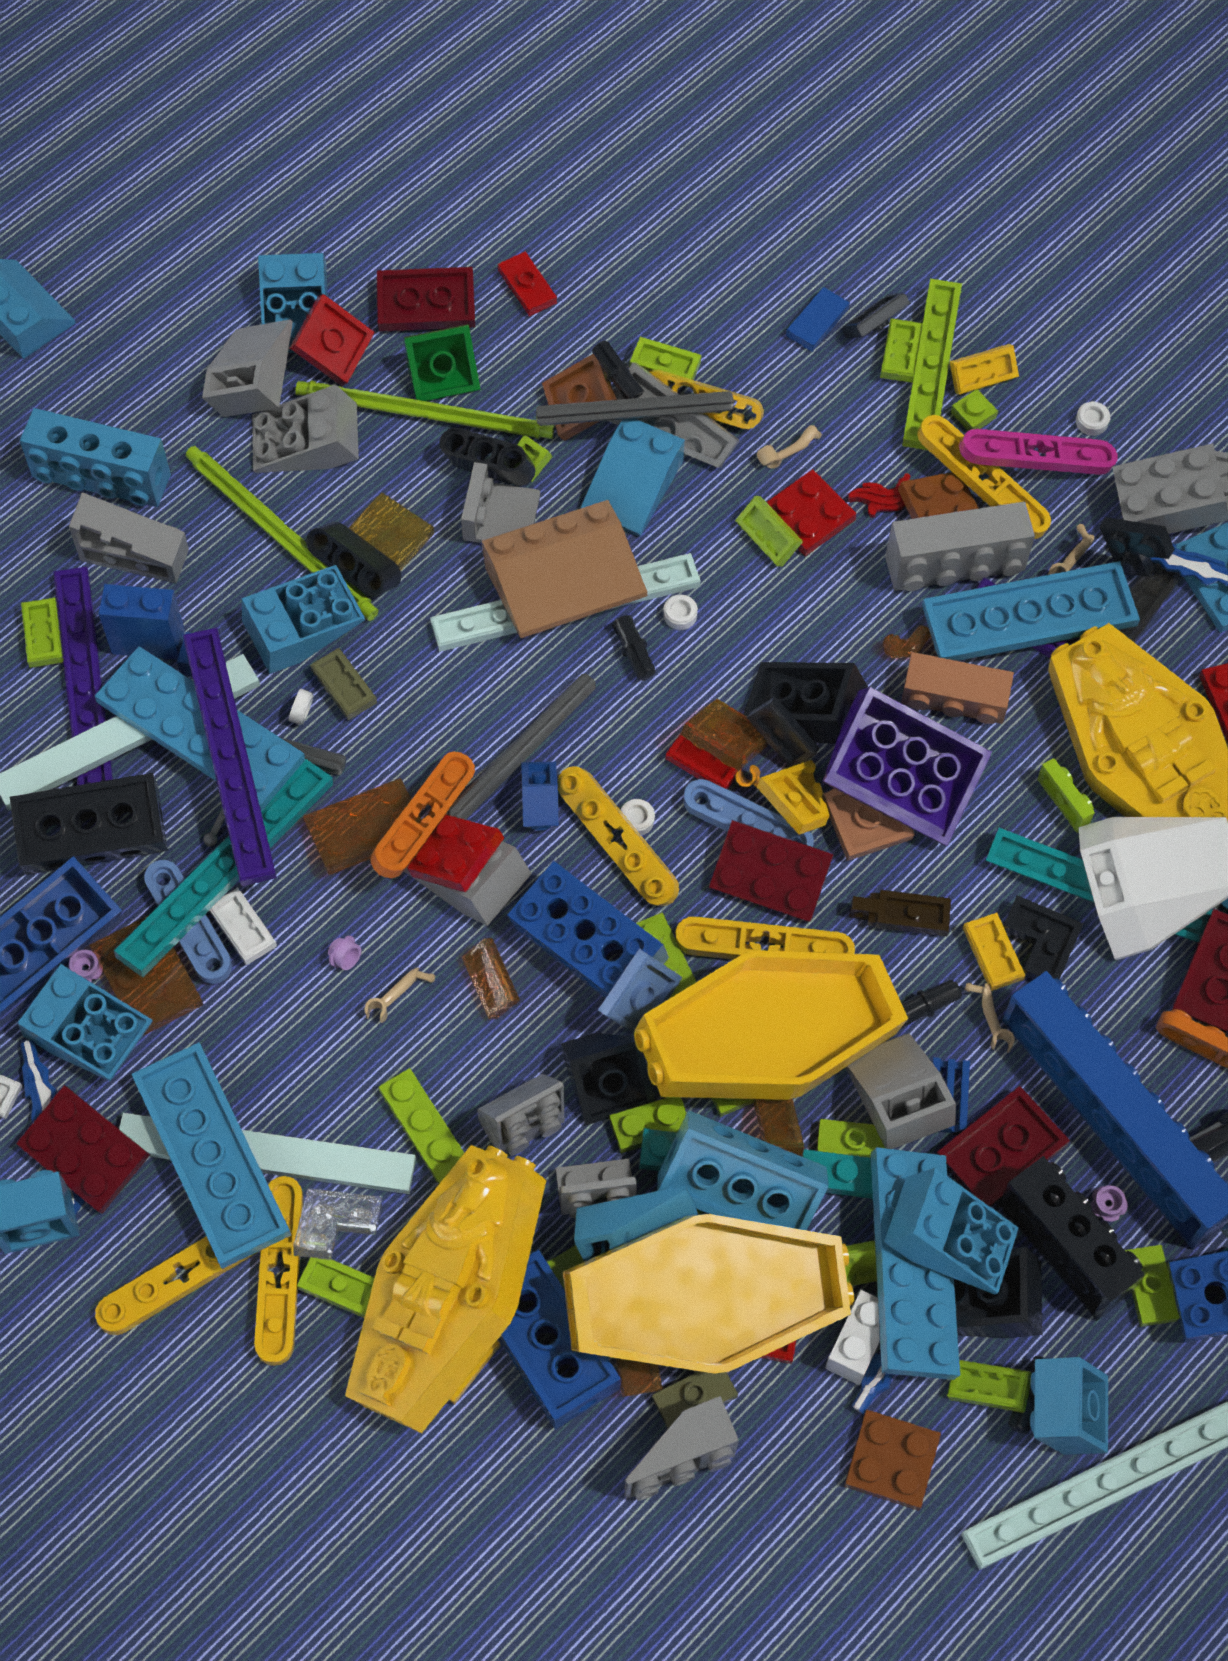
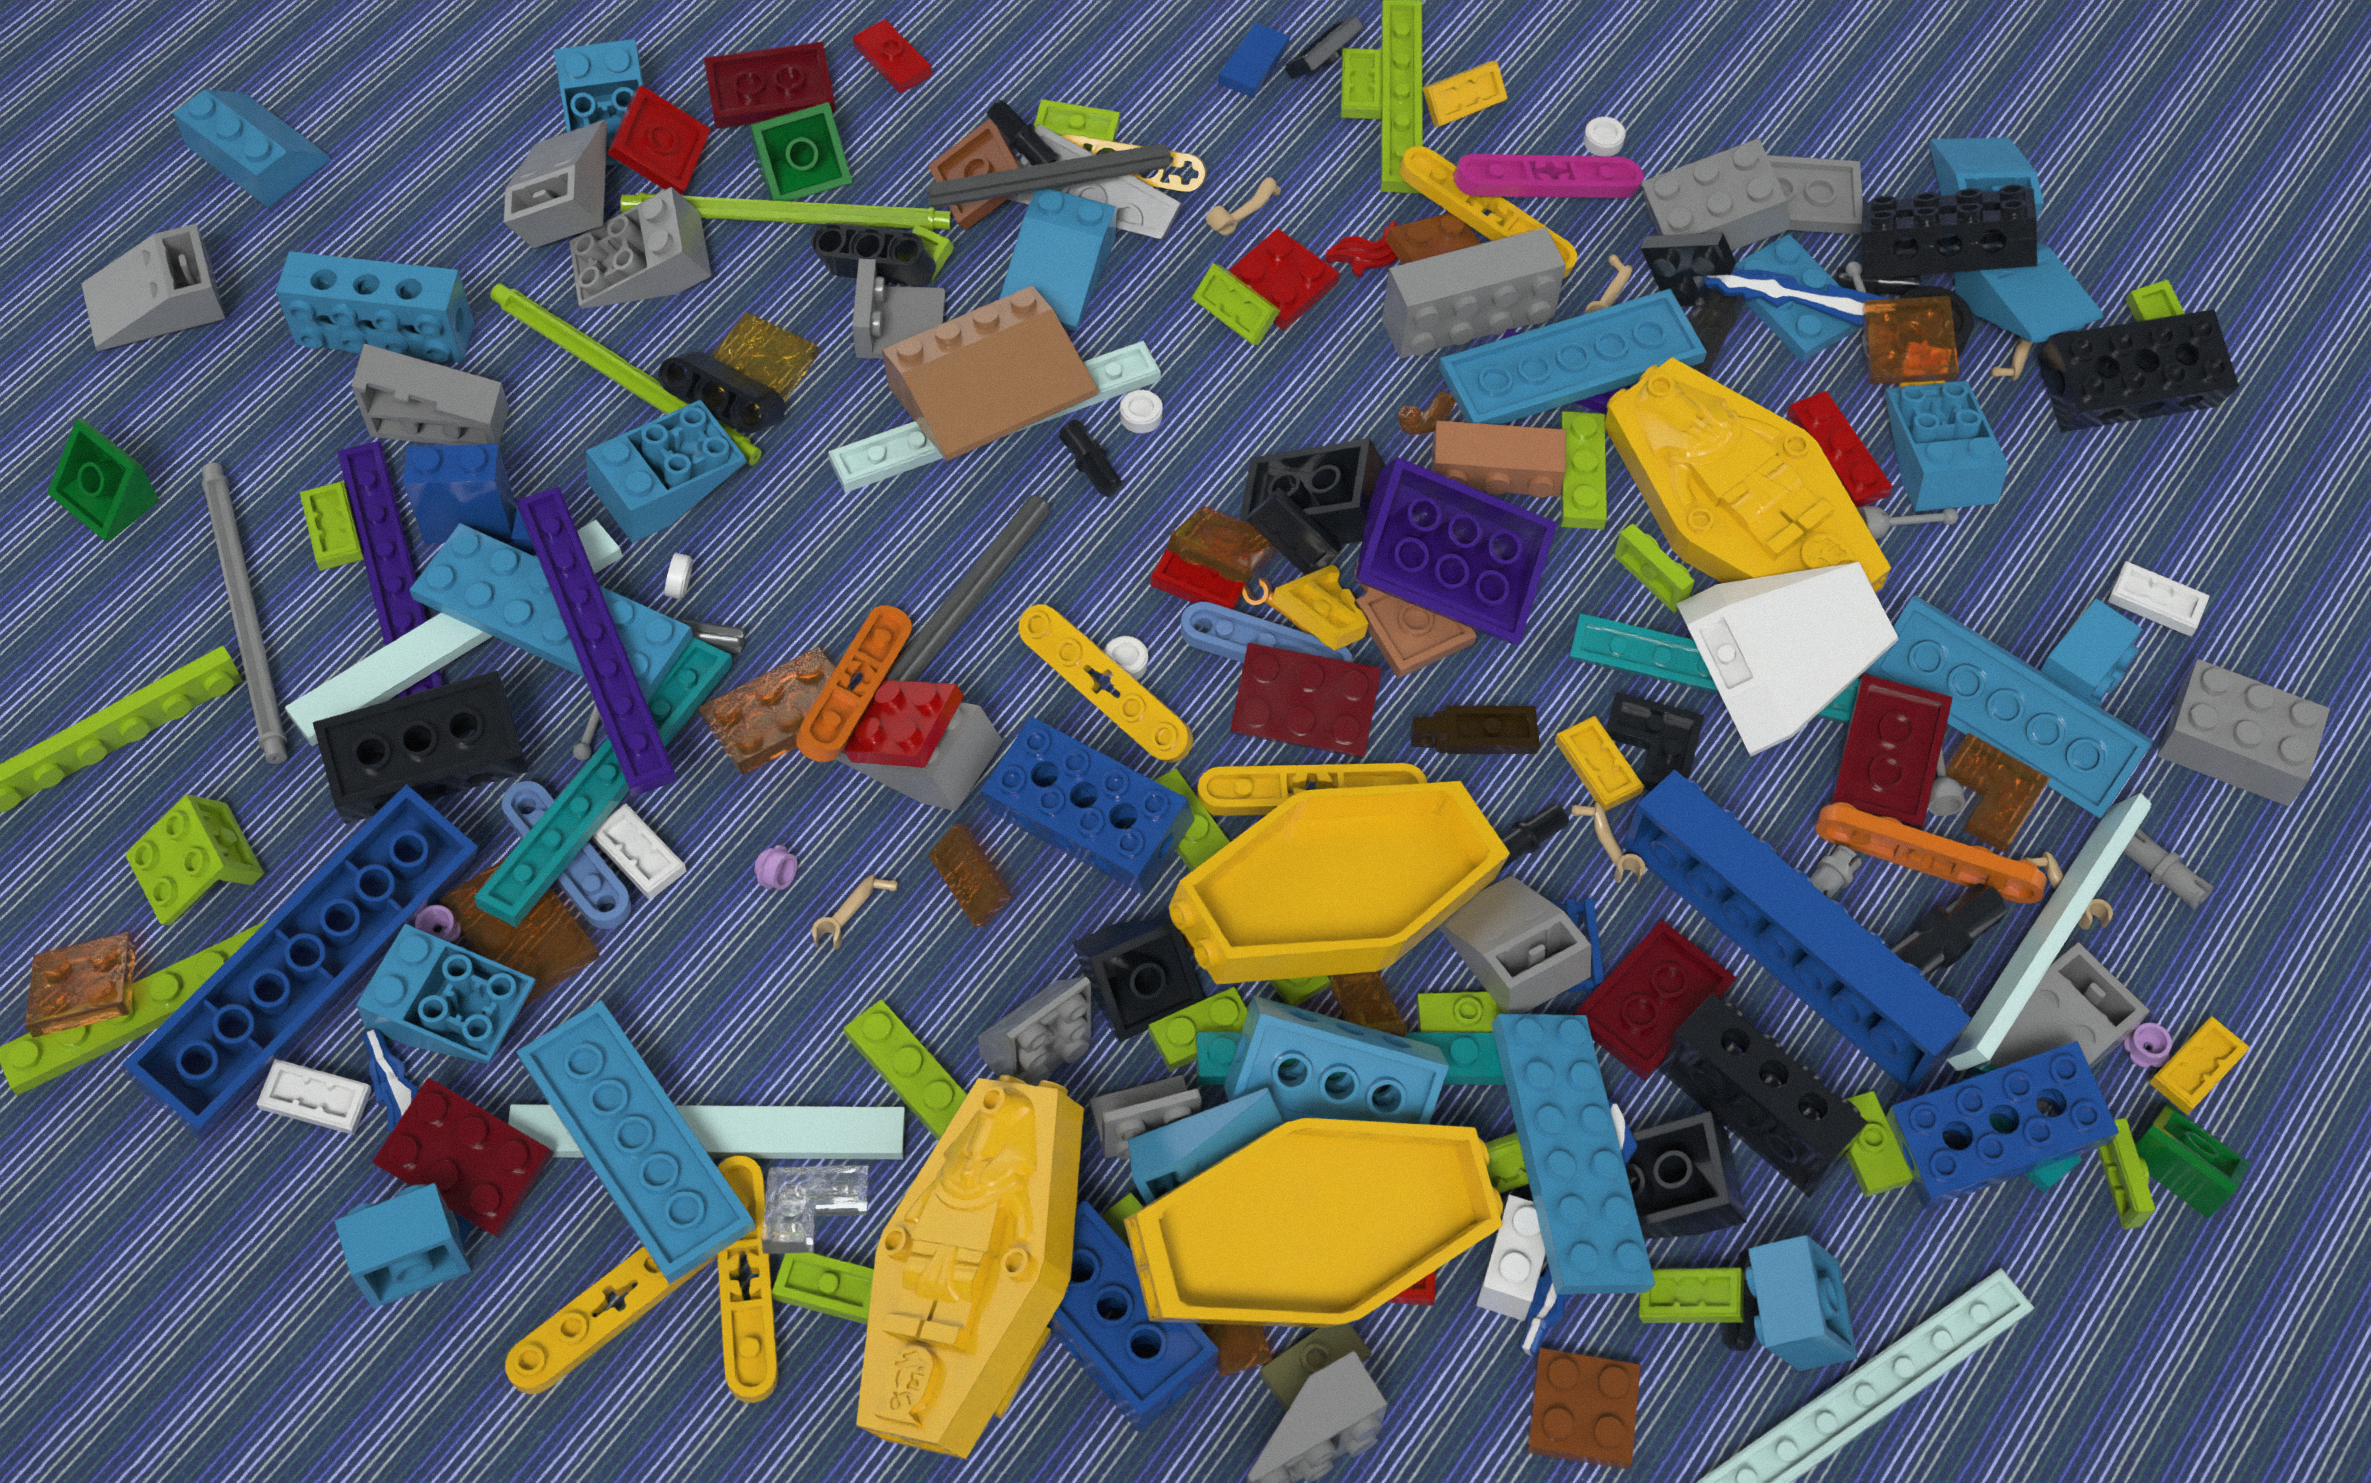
camera: 10 degrees left, 5 degrees down
(343, 684) = (729, 542): olive plate -> none
(539, 795) = (999, 646): blue slope -> none
(639, 990) = (1163, 858): medium blue tile -> none
(951, 1231) = (1612, 1102): dark azure slope -> none
(974, 411) = (1460, 140): lime plate -> none
(1024, 705) = (1585, 476): none -> lime plate
(1111, 1194) = (1804, 1039): lavender plate -> none
(1163, 1065) = (1836, 871): none -> light grey pin

